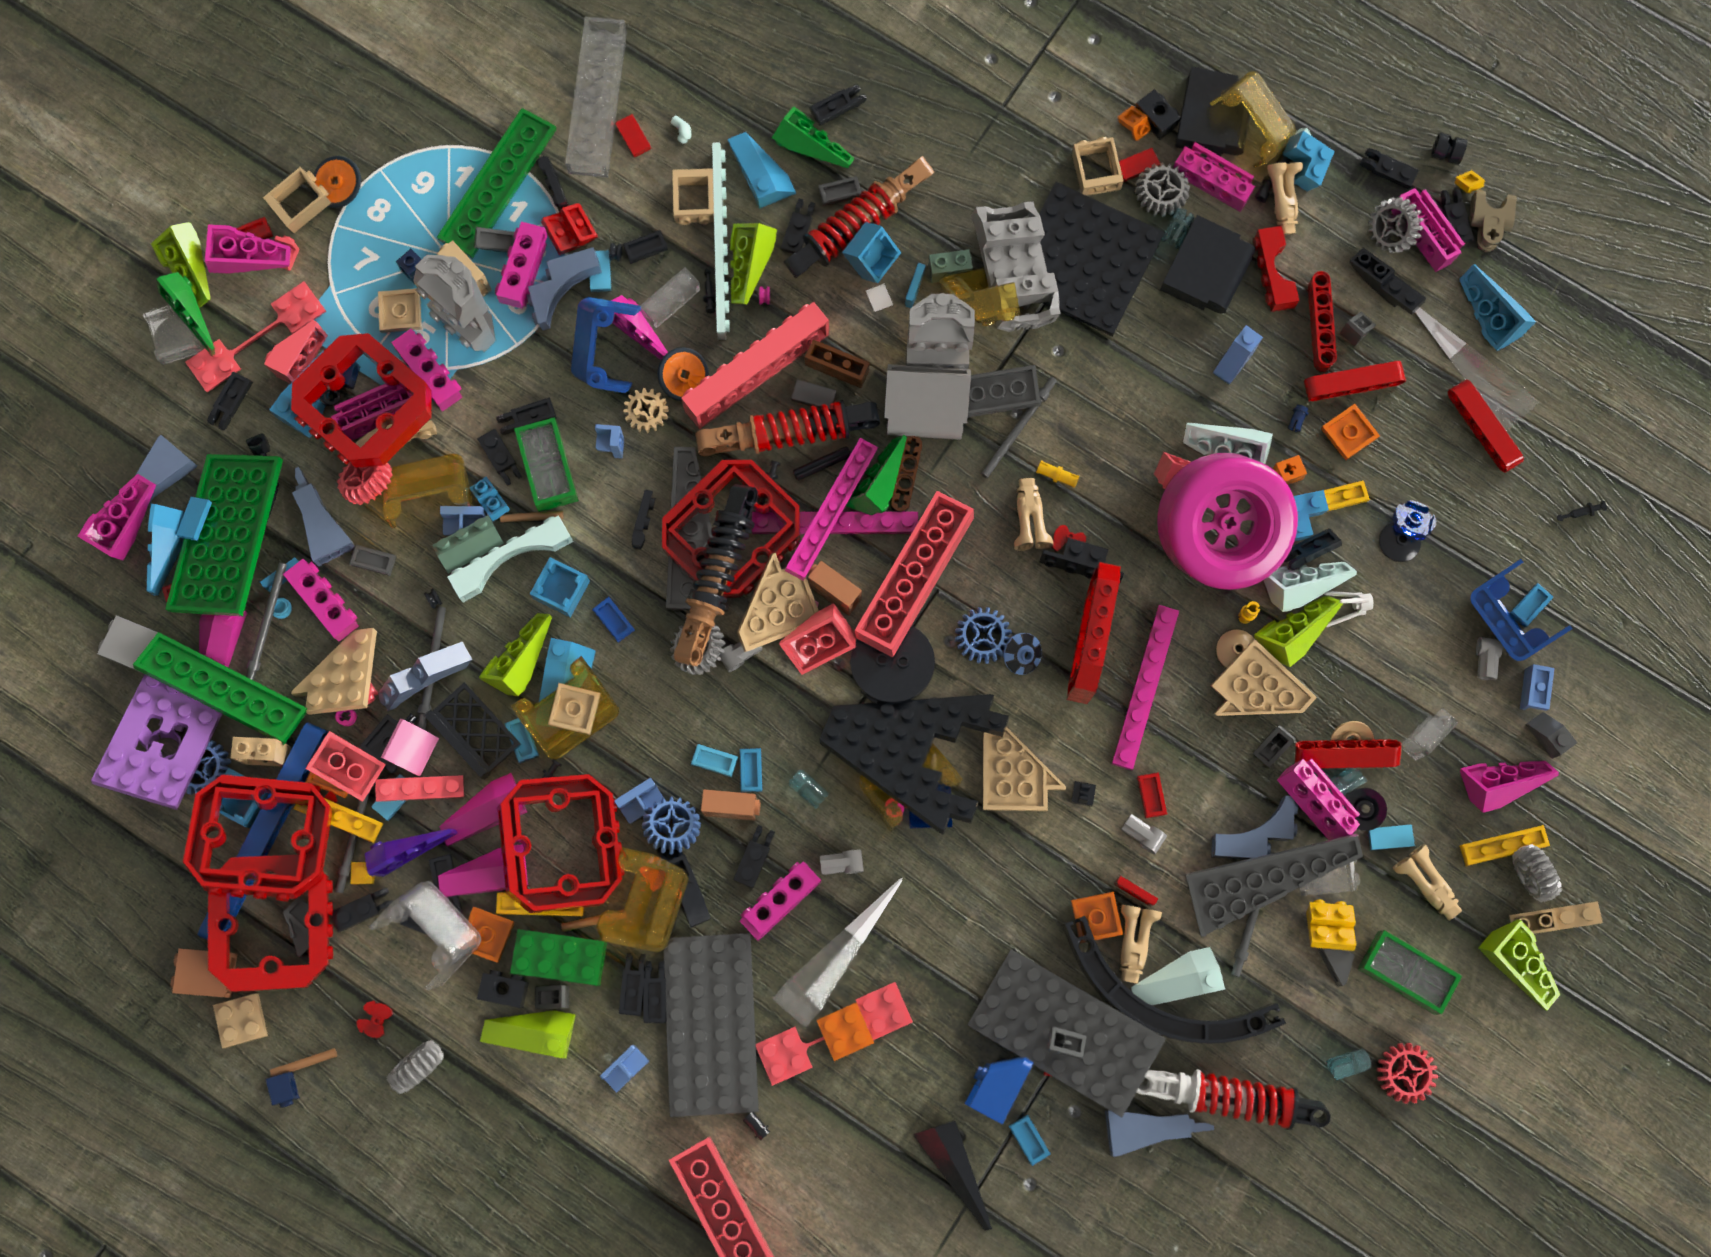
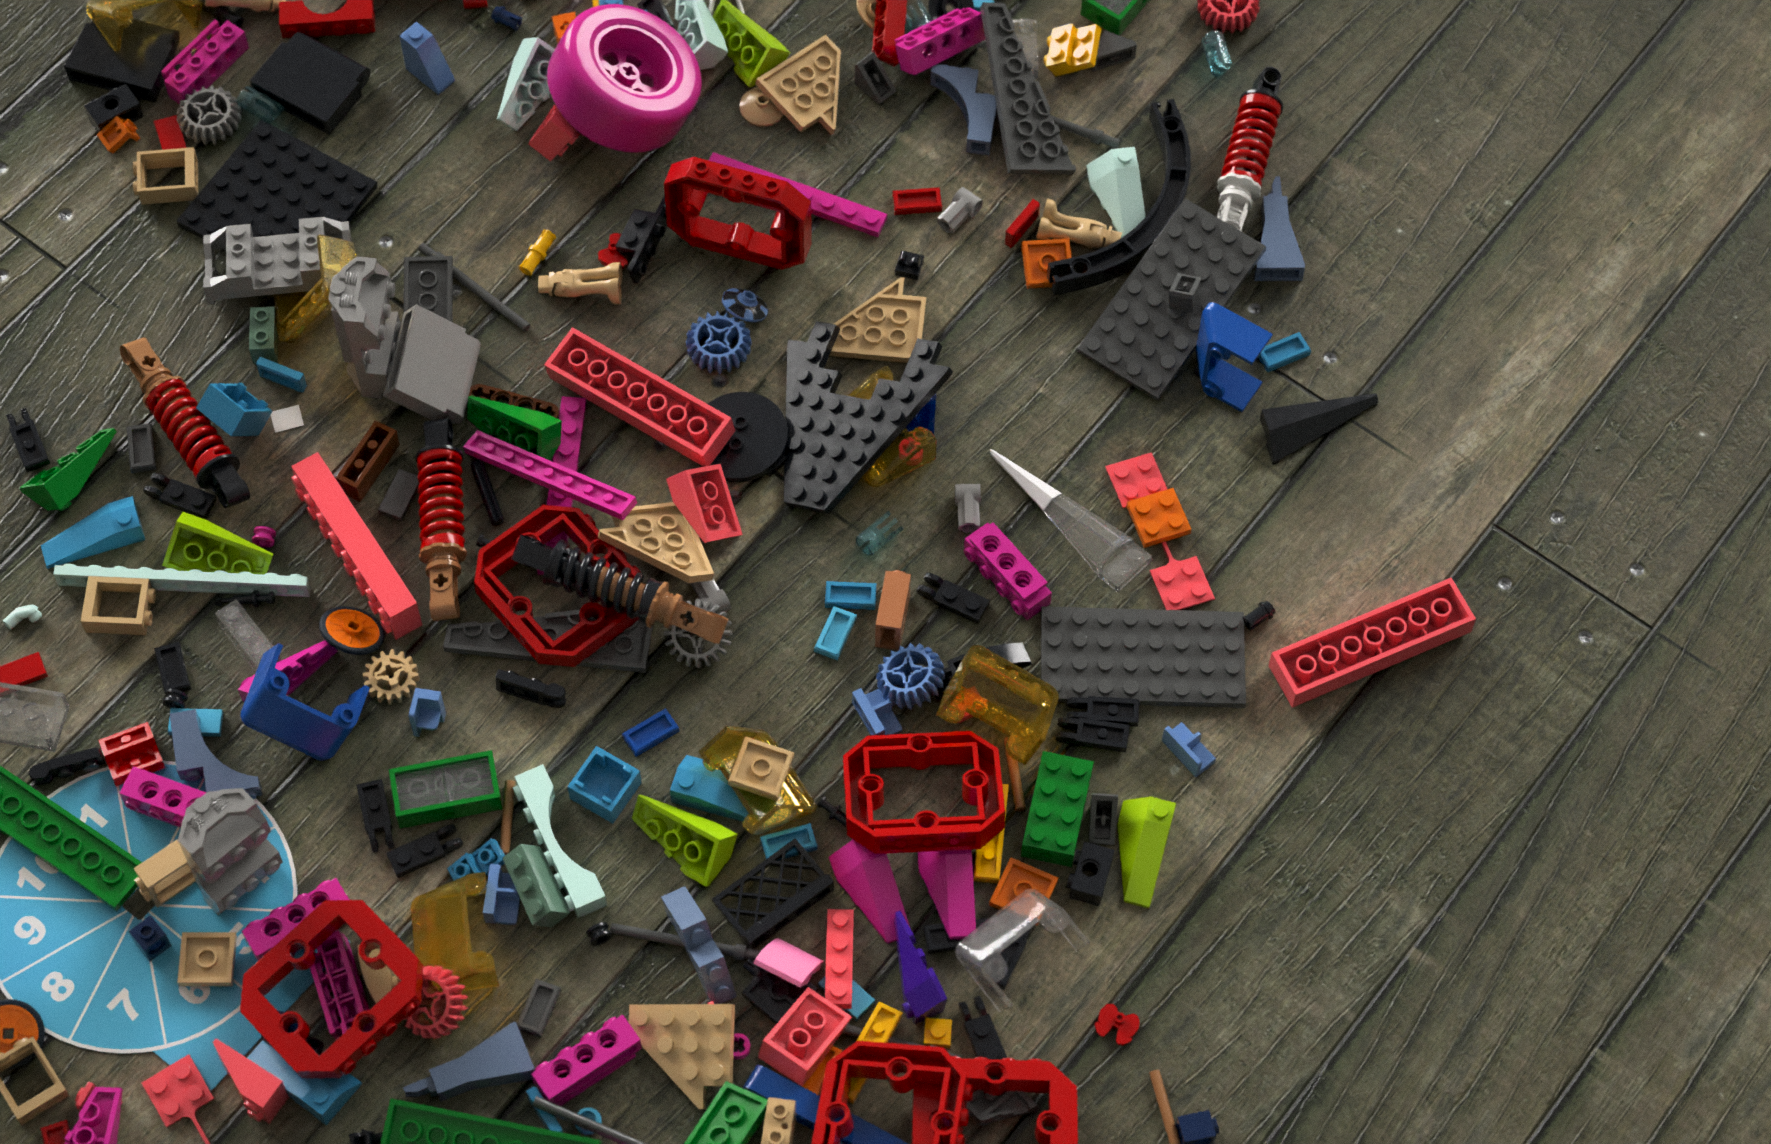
camera: 85 degrees left, 15 degrees down
(415, 1067) = (1178, 965): light grey gear -> none
(493, 239) = (132, 837): dark grey tile -> none
(834, 587) = (648, 476): nougat brick -> none
(1249, 612) = (725, 82): yellow pin -> none

